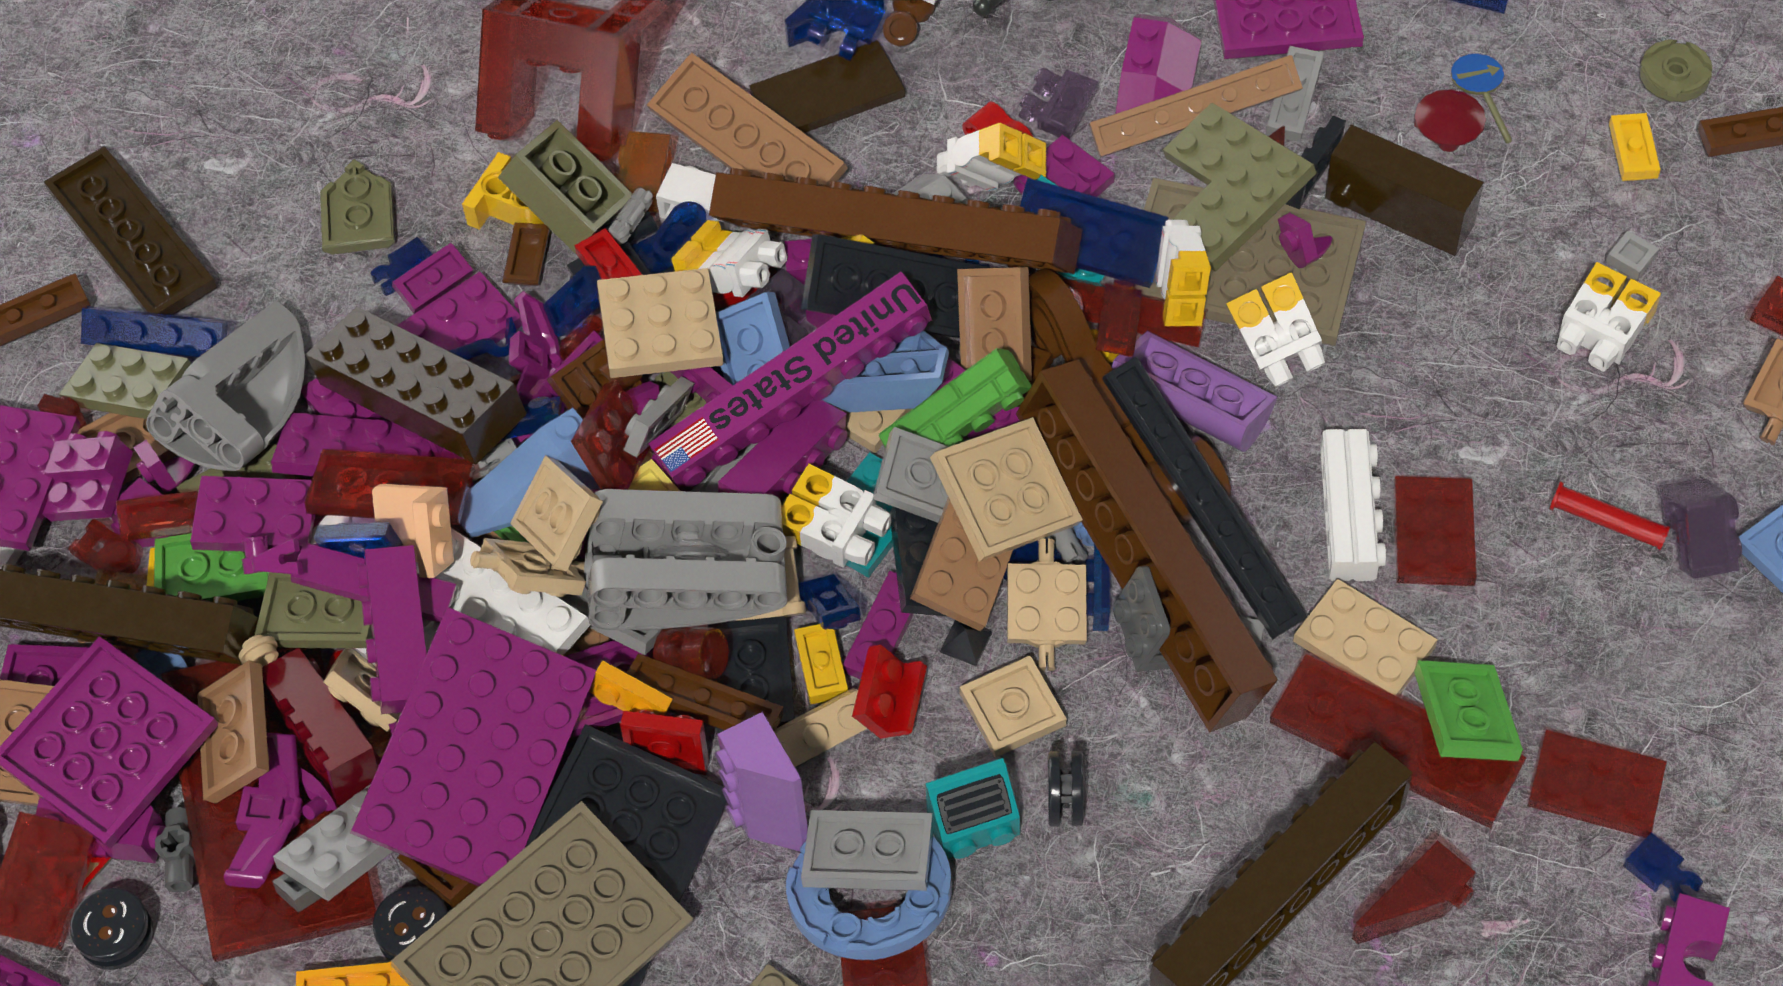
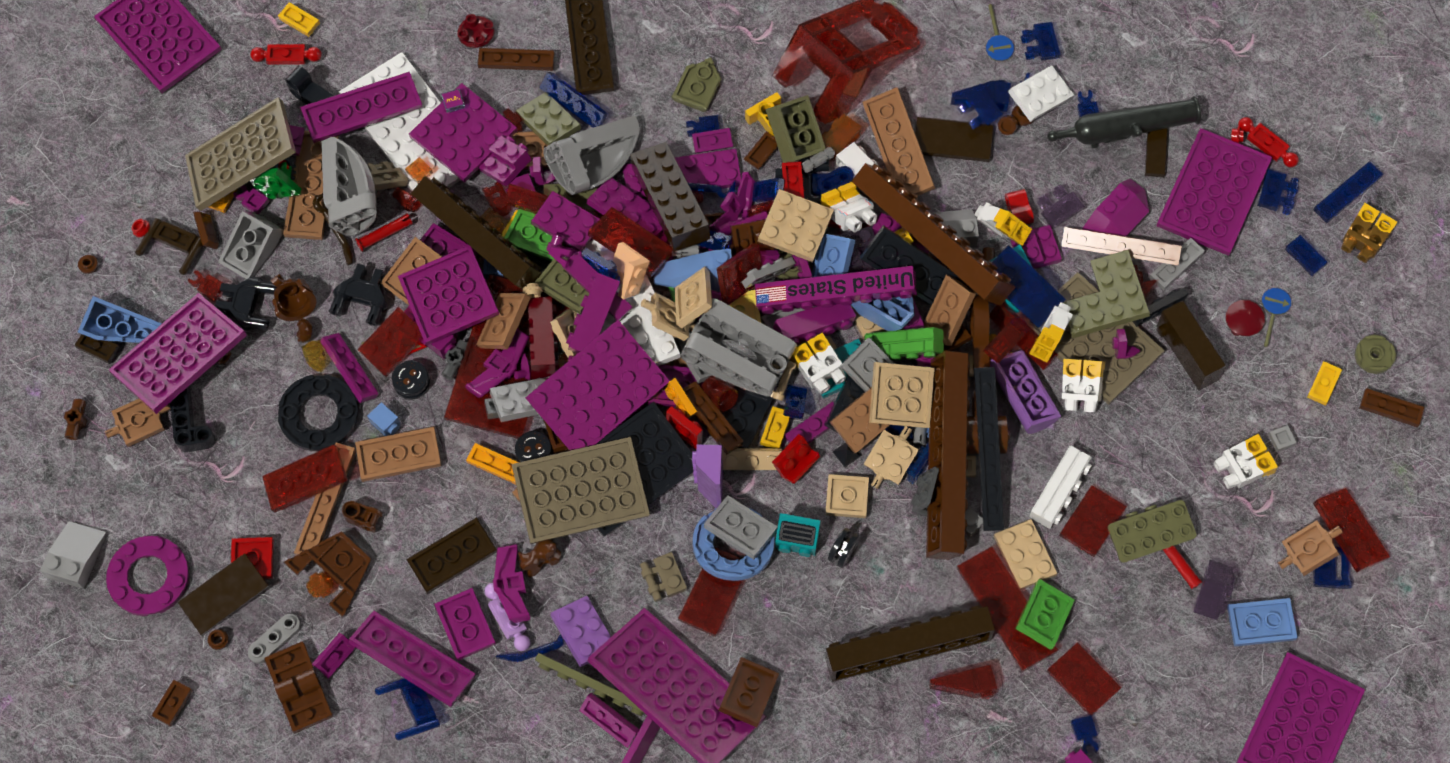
camera: 30 degrees right, 10 degrees up
(1541, 490) = (1151, 530): none -> olive bracket

